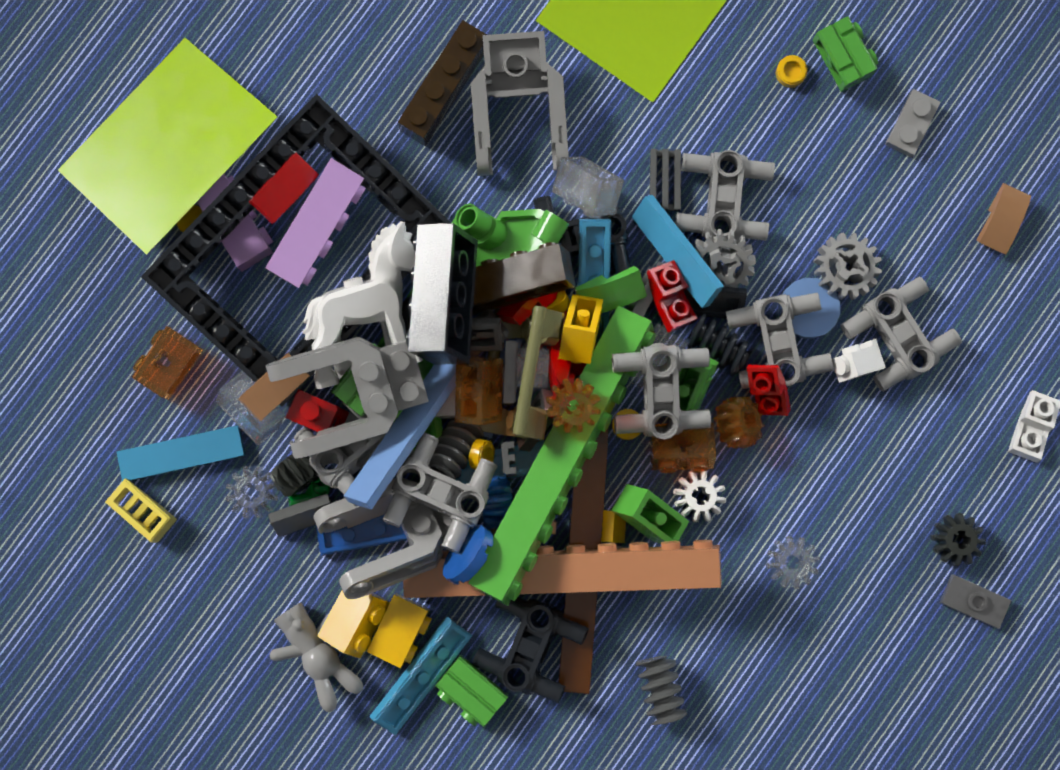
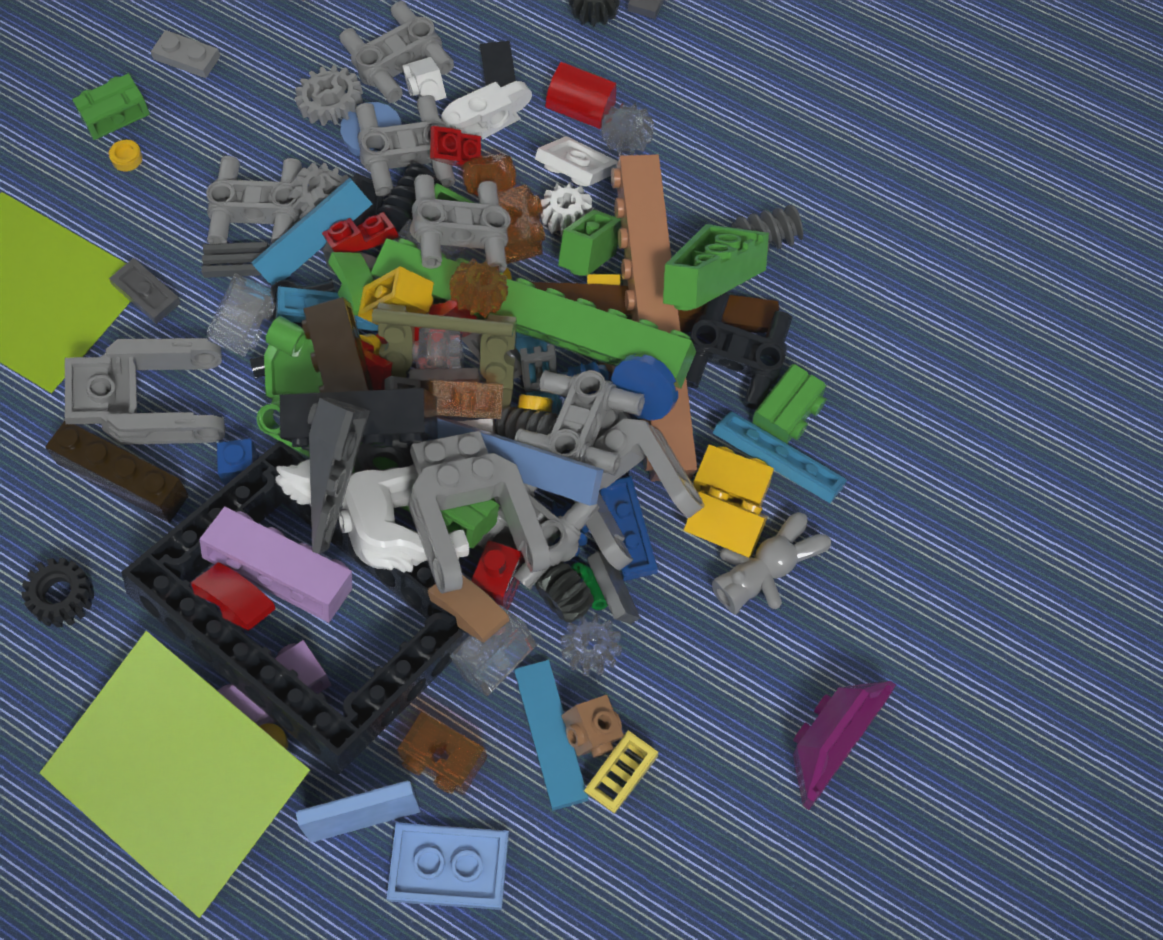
camera: 90 degrees left, 20 degrees down
(79, 366) = (448, 866): none -> light blue tile
(116, 294) = (358, 811): none -> light blue tile
(157, 694) = (834, 734): none -> magenta wedge
(176, 488) = (592, 727): none -> medium nougat brick
(323, 28) = (44, 579): none -> black tyre
(393, 269) = (333, 451): none -> dark grey wedge
(443, 188) = (234, 458): none -> blue brick
(603, 630) = (713, 264): none -> bright green wedge
(632, 97) = (145, 290): none -> flat silver plate
(751, 509) = (576, 161): none -> white plate
(820, 421) = (487, 109): none -> white piece
(836, 518) = (580, 95): none -> red brick
(878, 436) = (497, 63): none -> black tile

